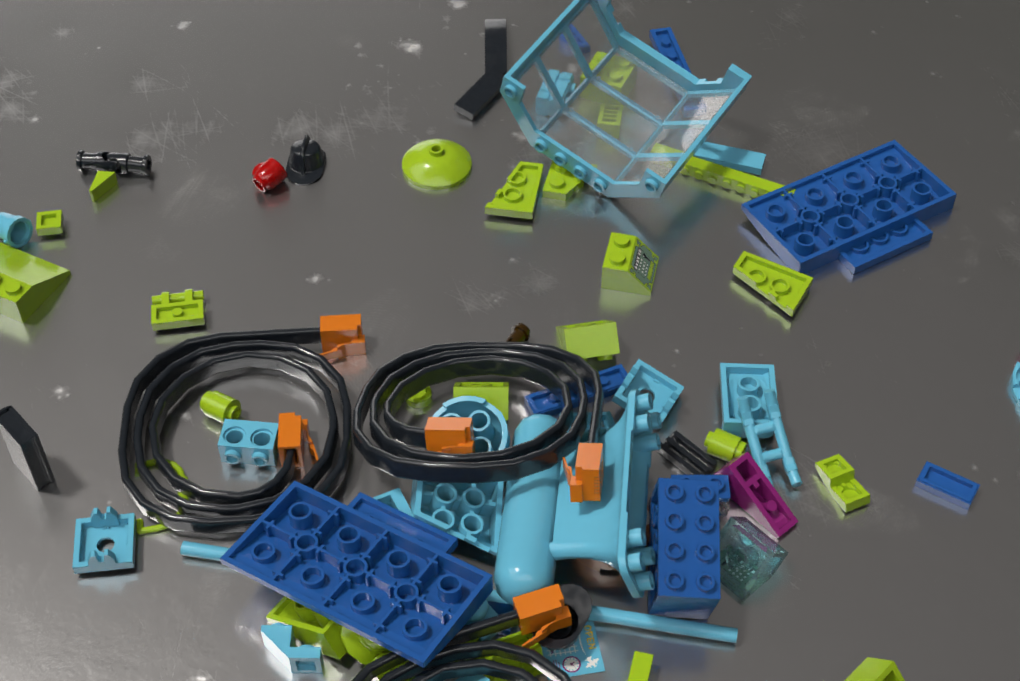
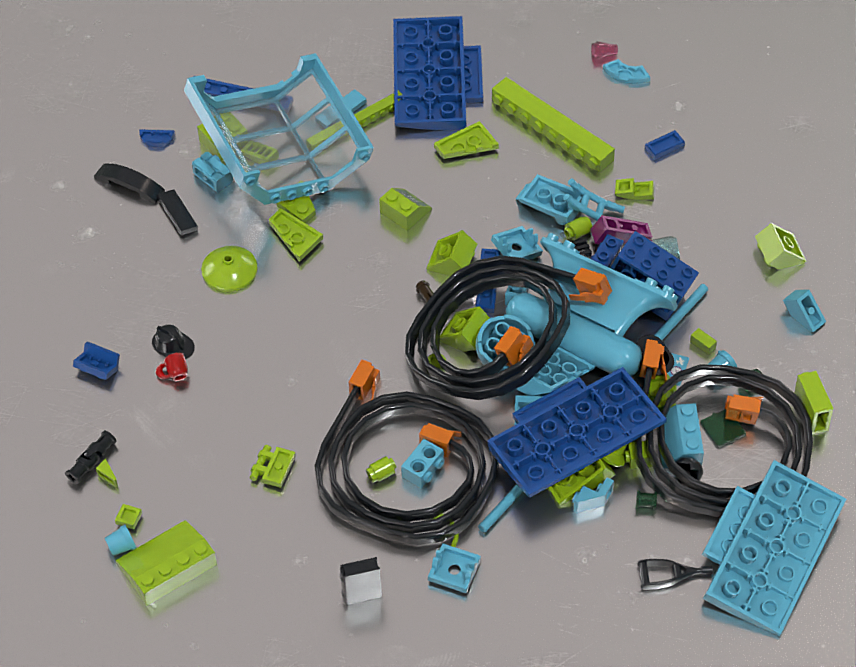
camera: 60 degrees left, 5 degrees up
(239, 116) = (97, 361): none -> blue bracket
(870, 354) = (553, 124): none -> lime brick

